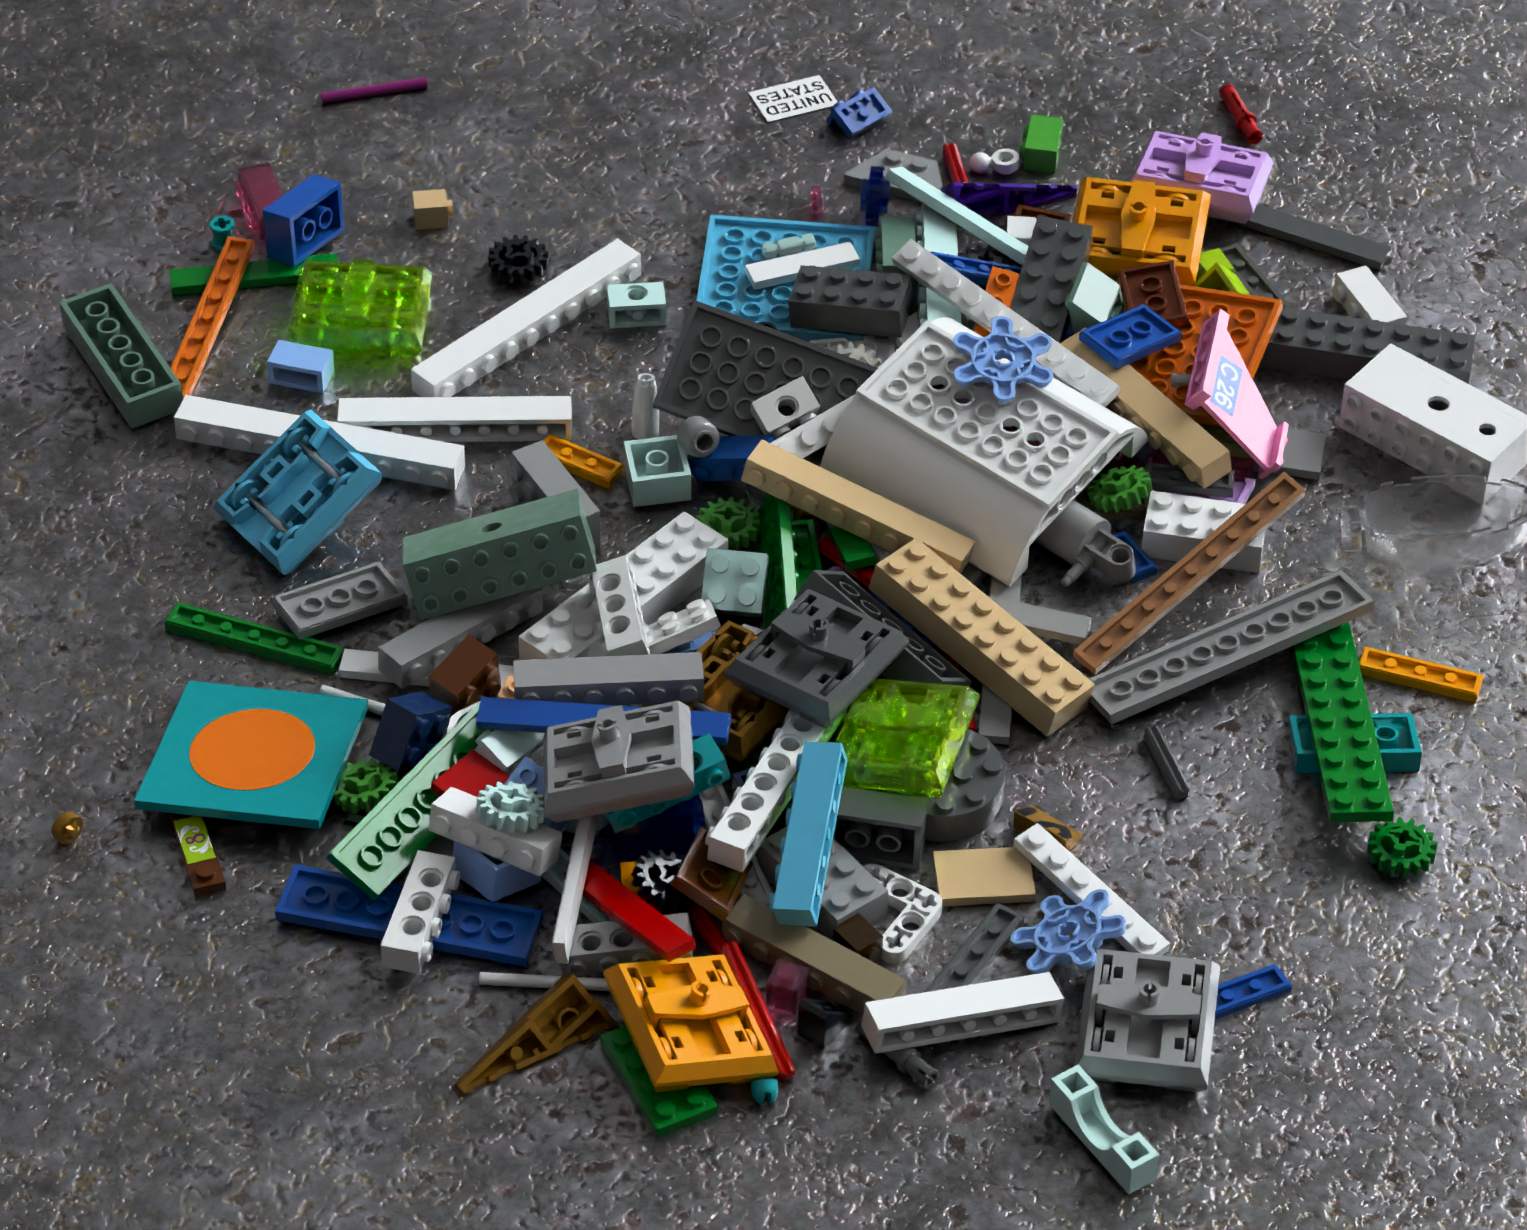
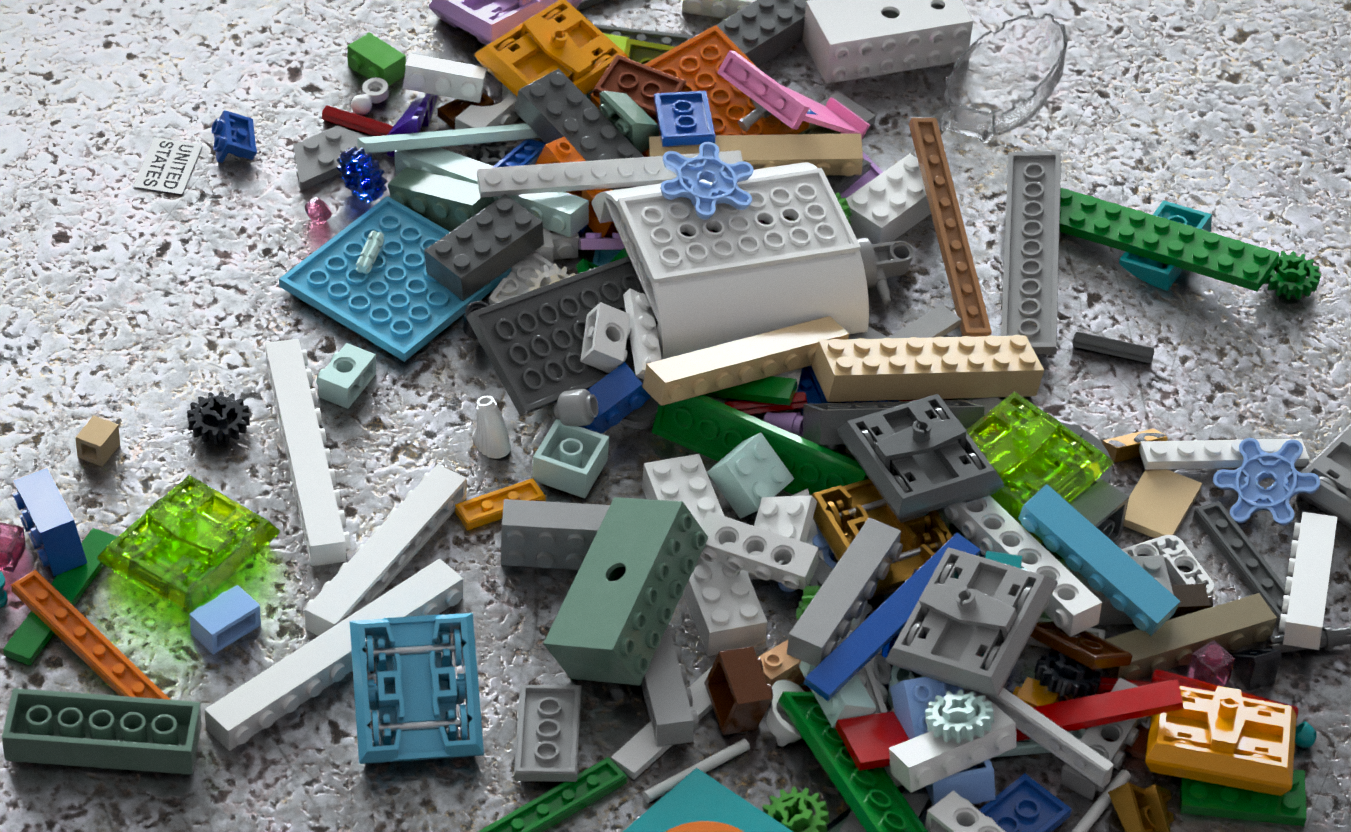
camera: 60 degrees left, 0 degrees up
(409, 729) = (776, 752): dark blue brick -> none
(732, 521) = (660, 445): bright green gear -> none
(786, 268) = (400, 257): white tile -> none
(1042, 182) = (444, 78): none -> white brick
(1420, 674) = (1122, 176): light orange tile -> none

